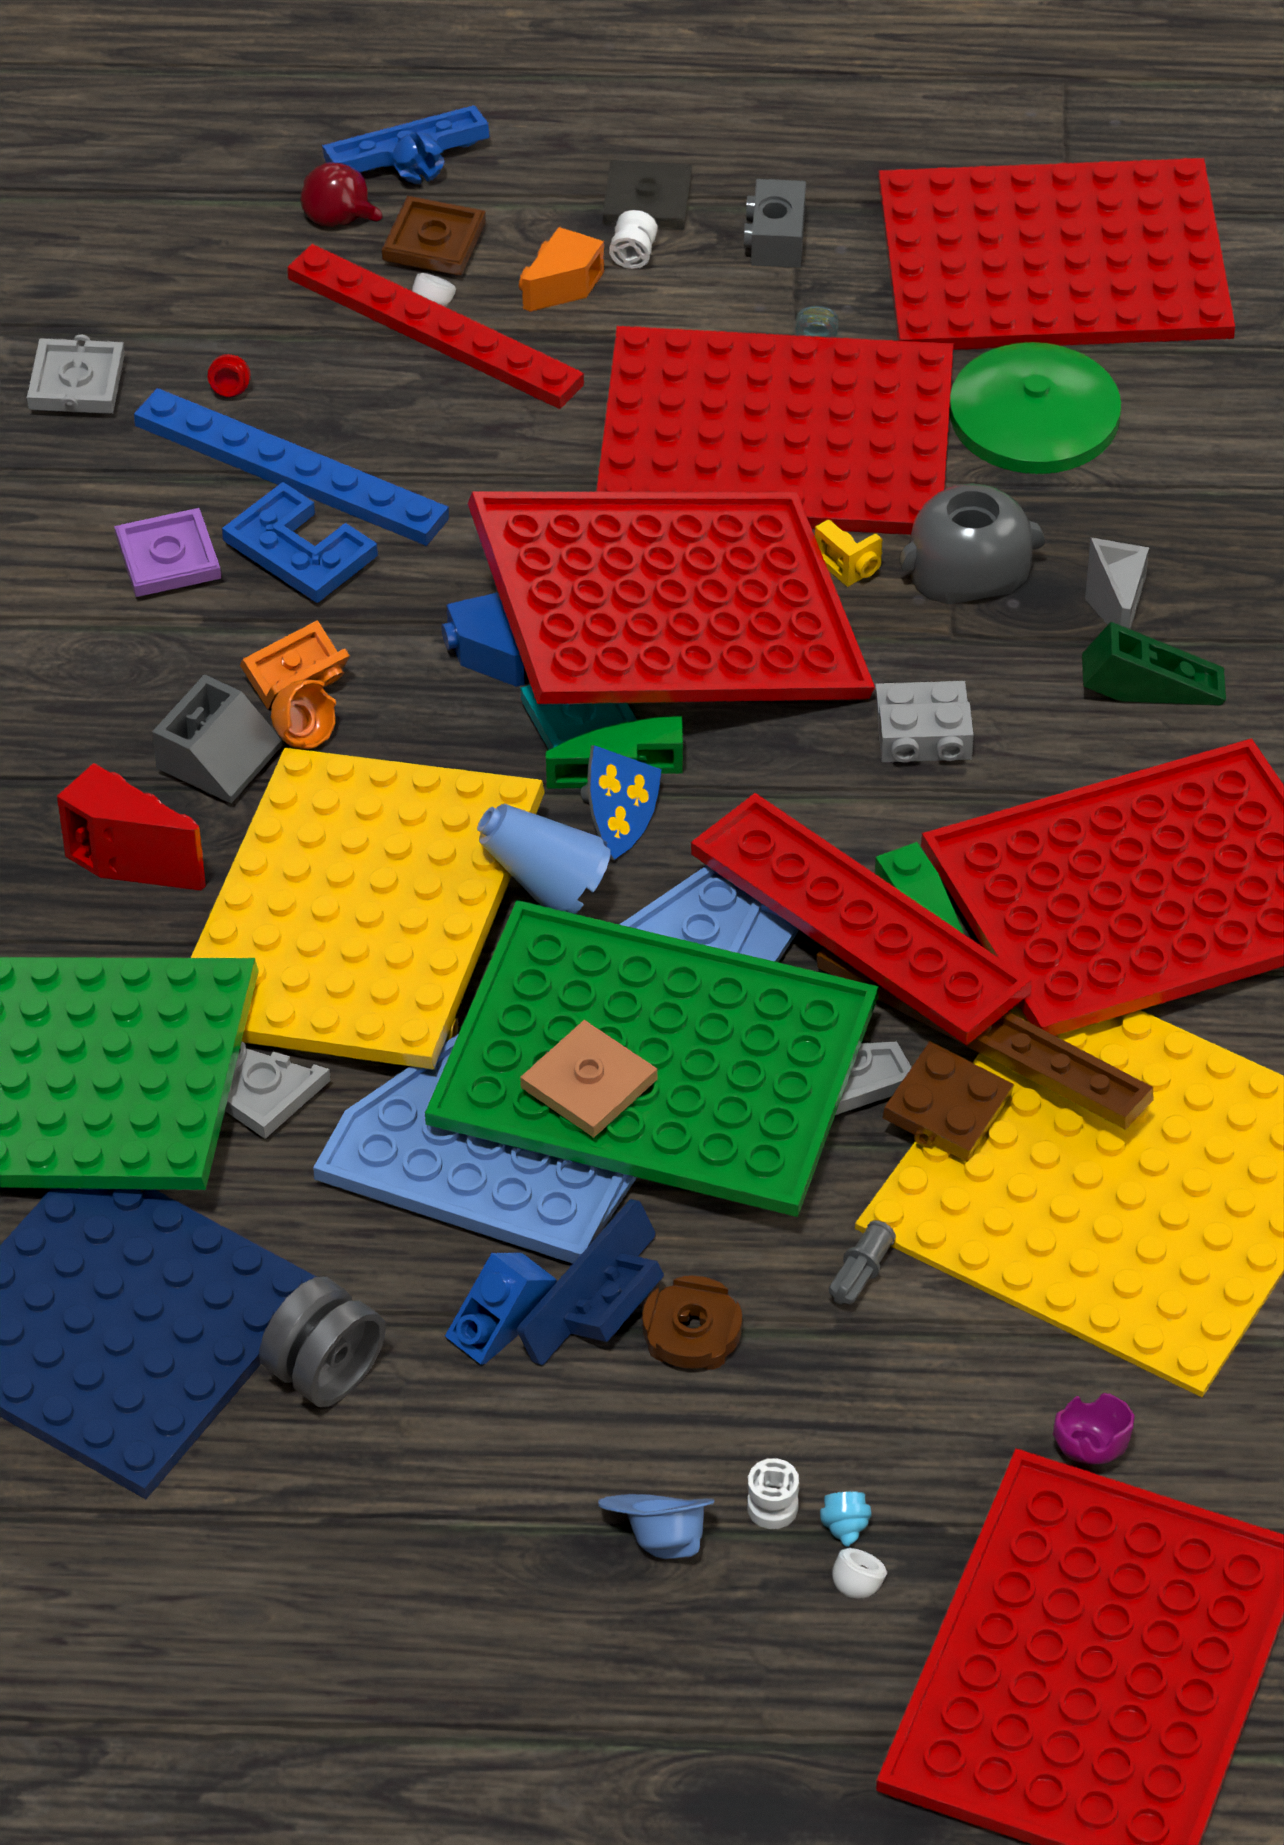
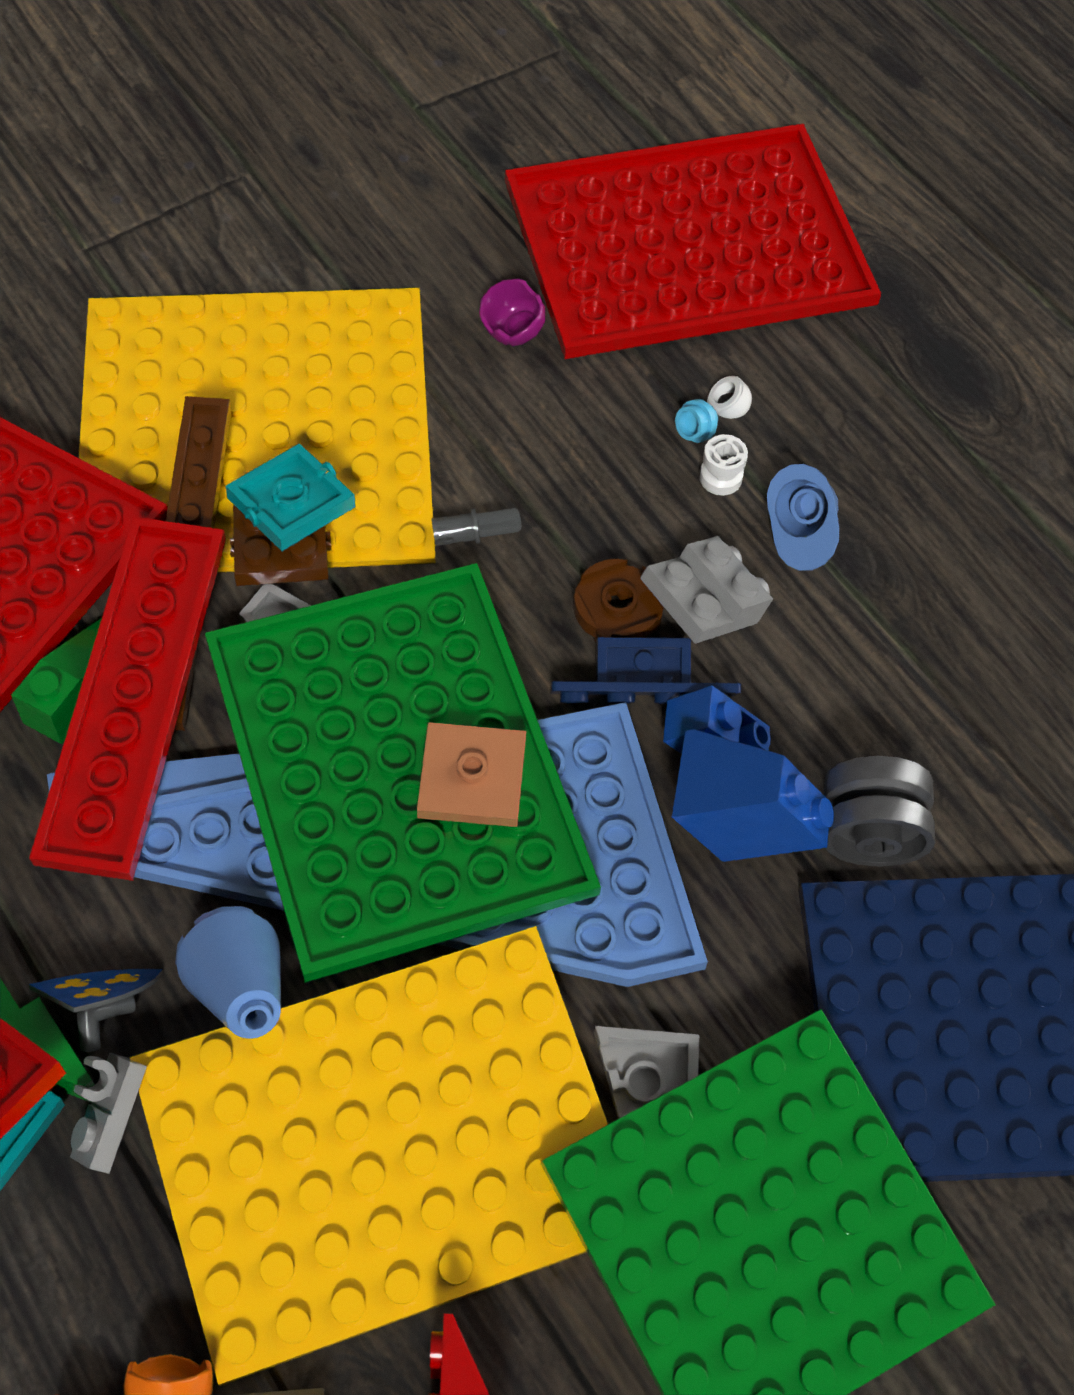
camera: 130 degrees left, 10 degrees up
(410, 1245) = (747, 800): none -> blue slope
(526, 760) = (101, 1129): none -> light grey plate
(642, 1382) = (708, 590): none -> light grey plate
(971, 1101) = (291, 496): none -> teal plate

